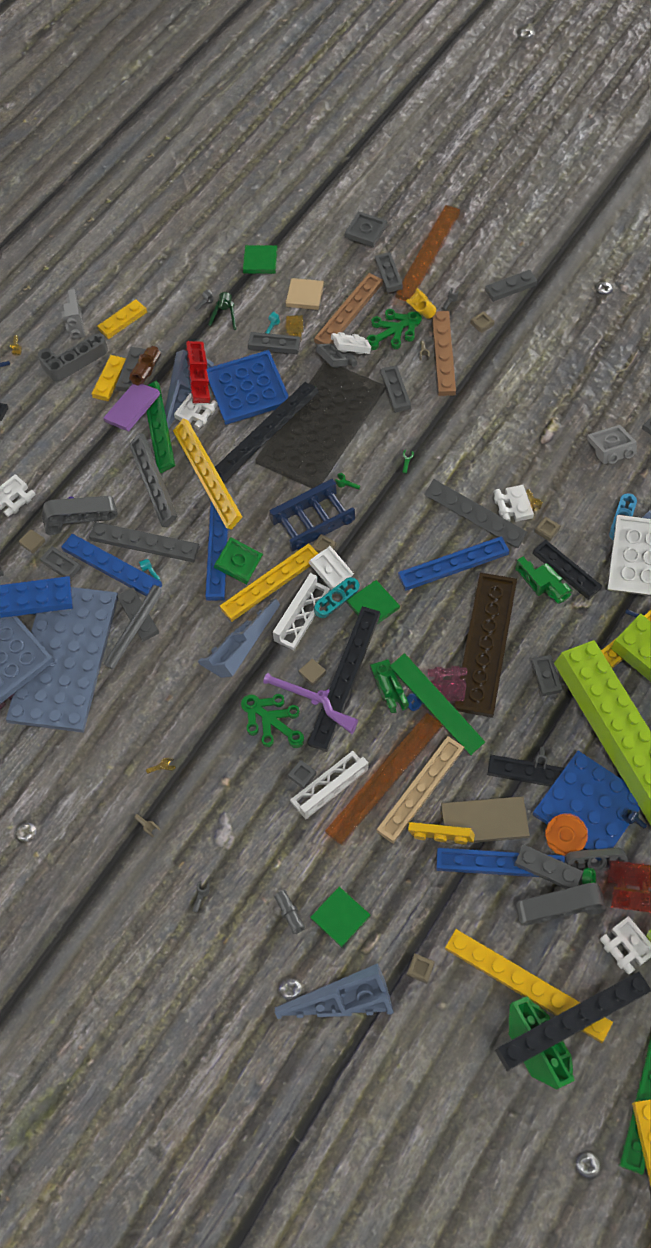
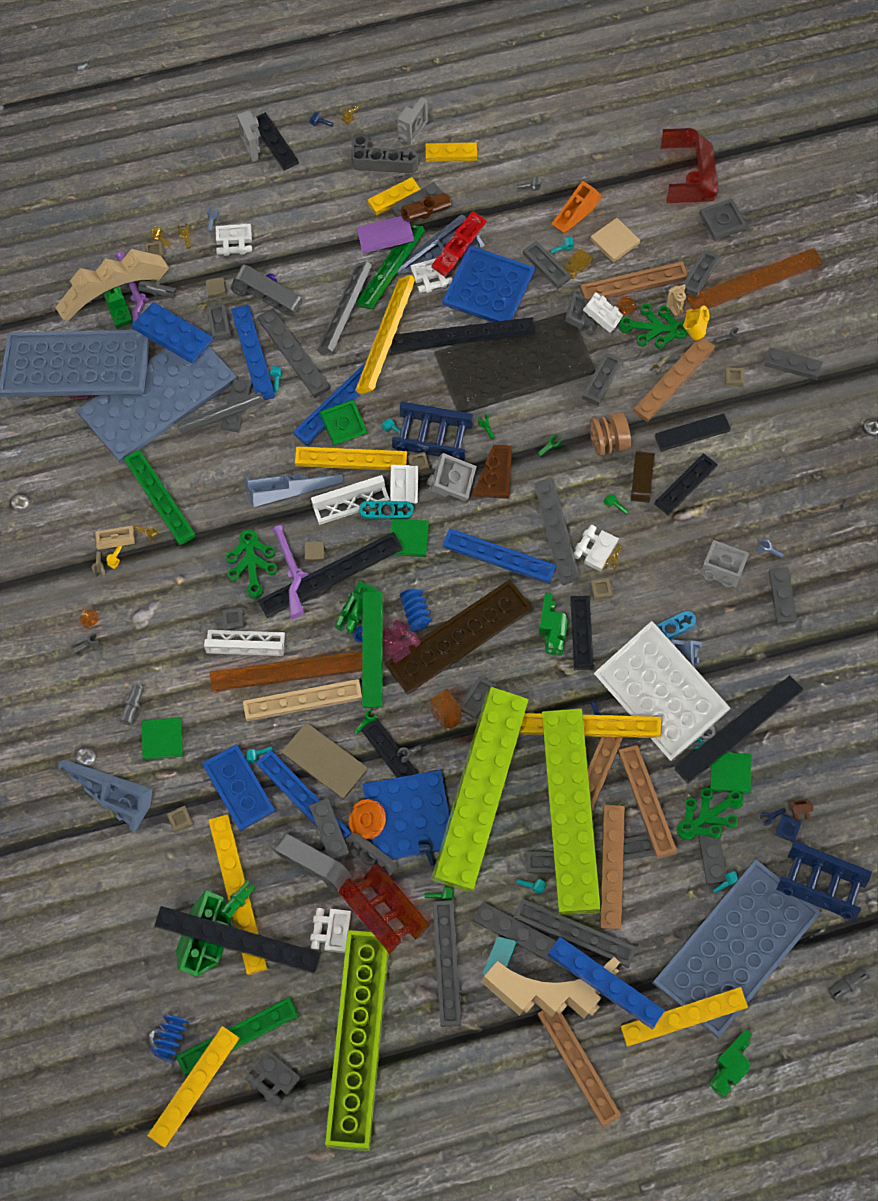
camera: 40 degrees right, 5 degrees up
(141, 793) = (116, 538): none -> tan tile
(146, 731) = (159, 497): none -> green plate
(156, 812) = (112, 561): none -> yellow hand
(183, 873) = (89, 618): none -> clear orange plate
(224, 302) = (541, 198): dark green plant -> none
(256, 289) = (577, 207): none -> orange slope
(260, 259) = (610, 181): green tile -> none
(274, 535) = (389, 424): none -> teal hand
(330, 217) = (700, 184): none -> clear red windscreen
(359, 328) = (626, 300): none -> clear orange plate
(361, 535) = (451, 477): none -> light grey plate
(390, 509) = (495, 477): none -> reddish brown wing
(395, 297) = (676, 300): none -> tan hinge
(426, 867) = (252, 754): none -> teal hand
(435, 649) = (415, 609): none -> blue piece
(441, 833) = (281, 742): yellow plate -> none
(442, 900) = (238, 787): none -> blue plate
(445, 417) = (607, 434): none -> medium nougat wheel
(483, 761) = (367, 720): none -> green hand
(489, 463) = (612, 500): none -> green hand
(494, 378) = (692, 432): none -> black tile
(494, 431) = (642, 477): none -> dark brown beam
(527, 415) = (686, 484): none -> black tile
(539, 701) = (446, 710): none -> clear orange brick
(539, 988) = (237, 900): none -> green pin
(589, 876) = (351, 862): green tile -> none
(601, 1155) = (168, 1037): none -> blue piece
(625, 412) = (766, 546): none -> sand blue hand

